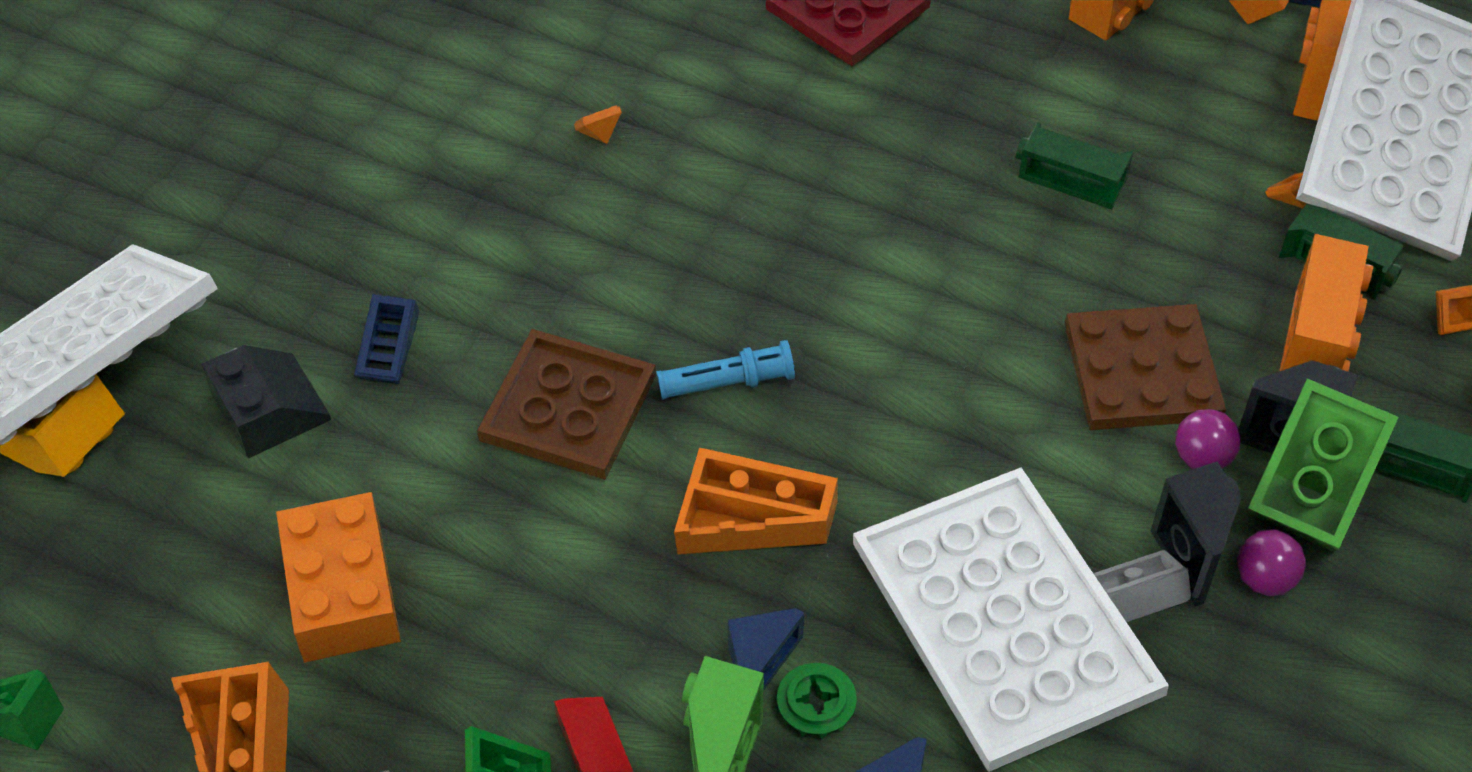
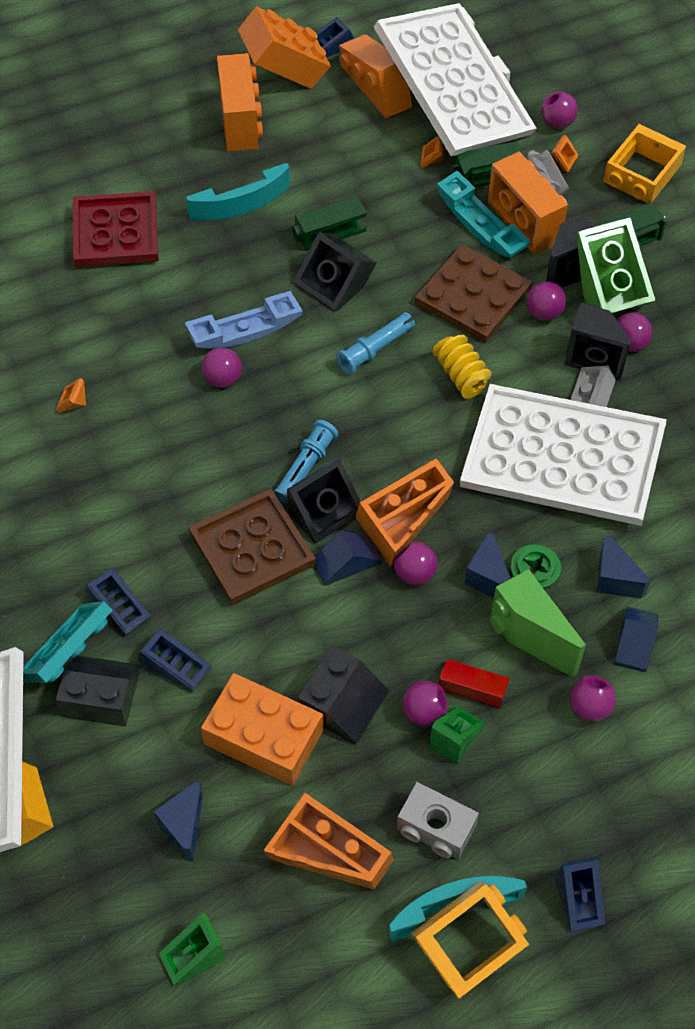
camera: 50 degrees left, 5 degrees up
(165, 584) = (181, 818): none -> dark blue slope
(281, 327) = (66, 642): none -> teal plate
(352, 407) = (159, 664): none -> dark blue slope
(449, 622) = (344, 694): none -> black slope
(510, 707) = (424, 703): none -> magenta piece
(641, 498) = (346, 556): none -> dark blue slope
(686, 416) = (323, 501): none -> black slope
(691, 569) = (416, 563): none -> magenta piece
(767, 211) = (221, 367): none -> magenta piece
(845, 194) = (245, 326): none -> medium blue slope
(940, 319) = (366, 348): none -> dark azure pin
(1013, 214) = (334, 270): none -> black slope
(1015, 73) = (208, 206): none -> teal slope
(1018, 423) = (462, 365): none -> yellow piece
(1256, 292) = (478, 219): none -> teal slope
(1398, 312) = (547, 168): none -> light grey hinge

